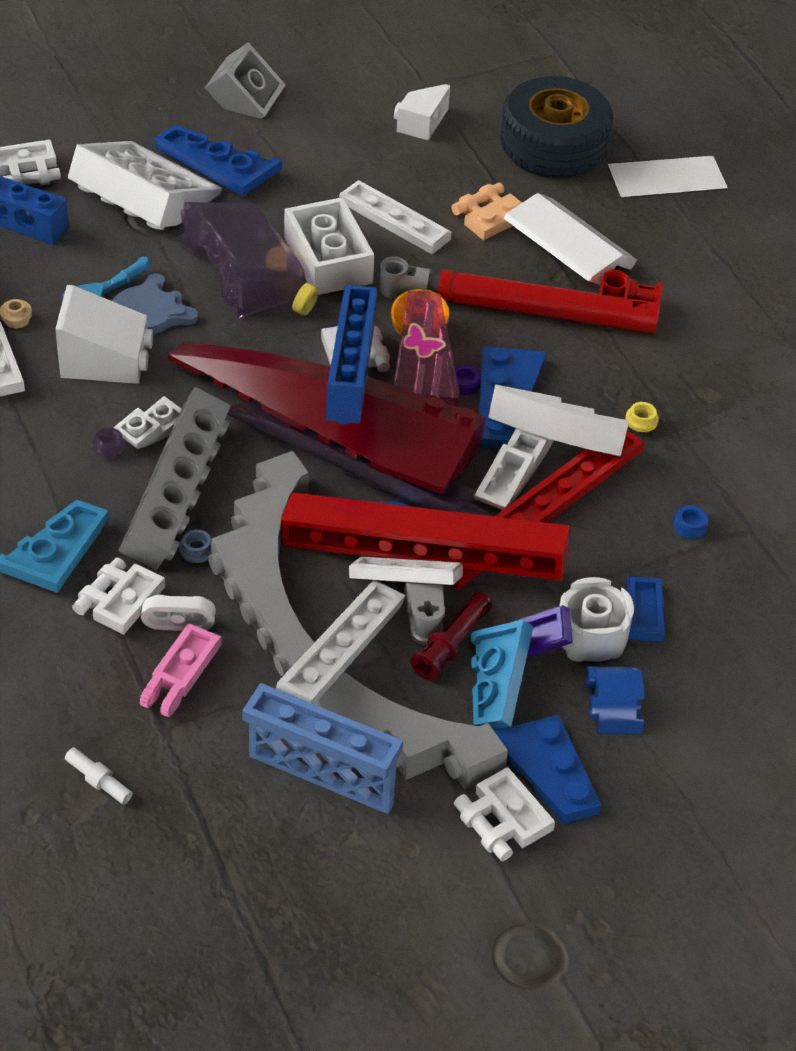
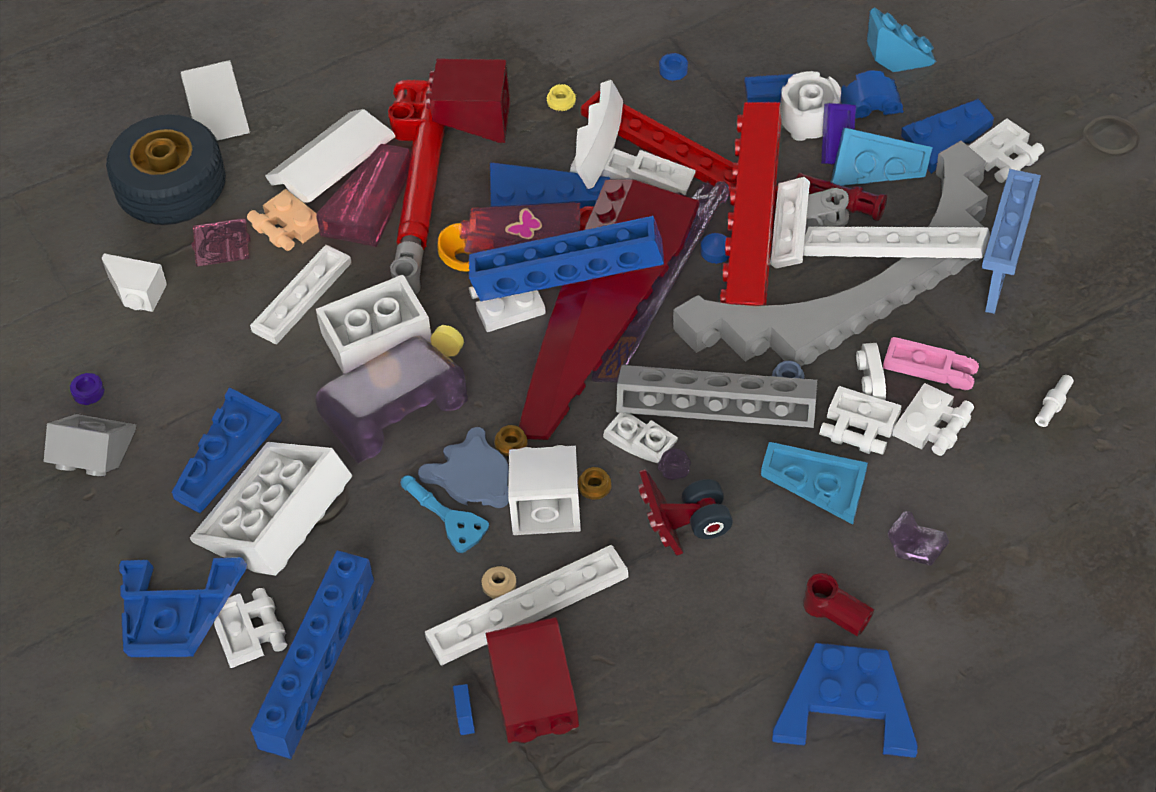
camera: 90 degrees left, 5 degrees up
(39, 412) = (700, 508): none -> plate
(49, 119) = (172, 620): none -> blue wing
(105, 384) = (594, 476): none -> pearl gold plate
(112, 653) = (925, 413): none -> white plate
(172, 333) = (510, 438): none -> pearl gold plate
(311, 90) = (87, 388): none -> dark purple tile
(471, 171) = (221, 242): none -> clear pink piece
(500, 253) = (367, 198): none -> clear pink slope
(625, 330) = (471, 96): none -> dark red slope
(697, 723) = (897, 45): none -> dark azure slope

